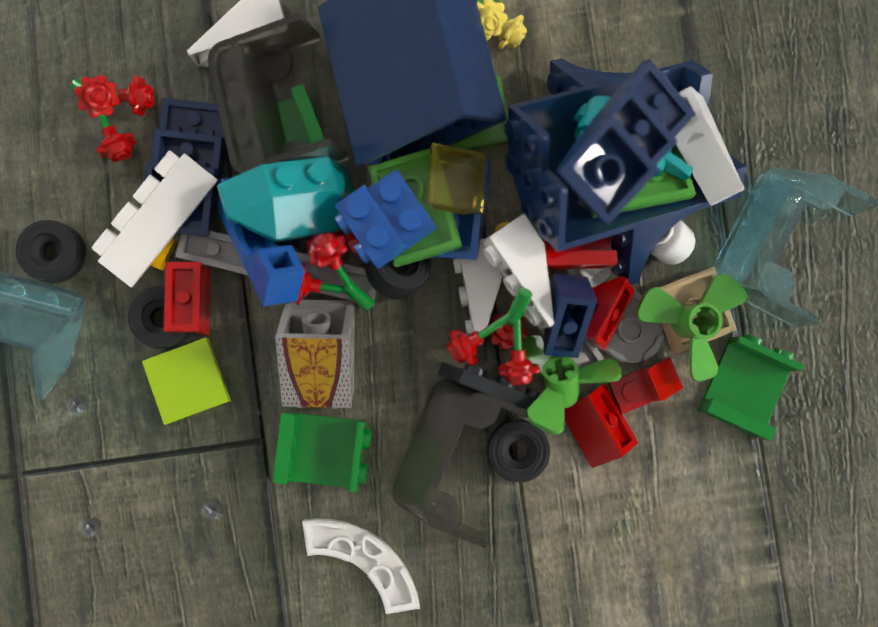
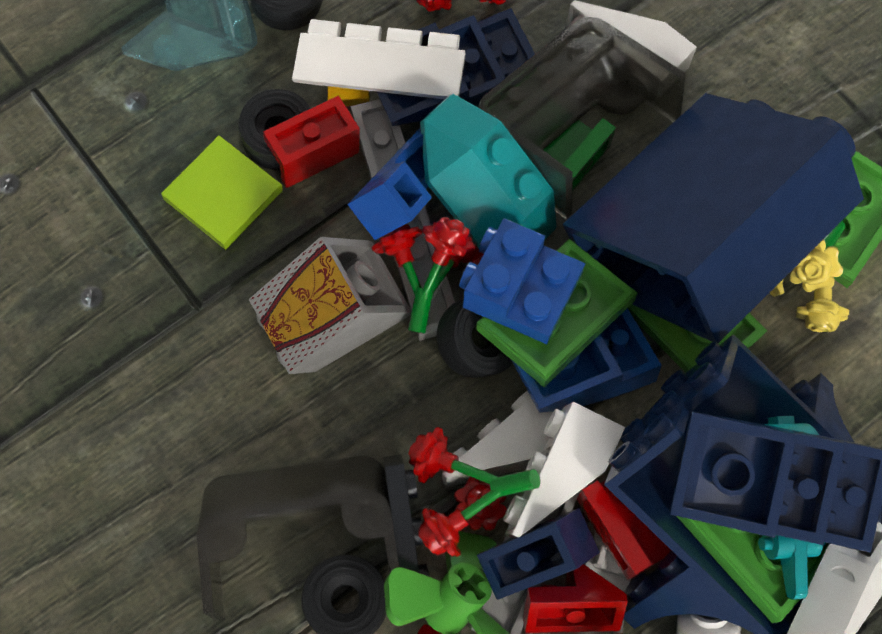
camera: 60 degrees right, 15 degrees down
(321, 450) = (220, 372): green panel -> none
(367, 552) = (127, 497): white tile -> none
(456, 179) = (614, 333): clear yellow piece -> none

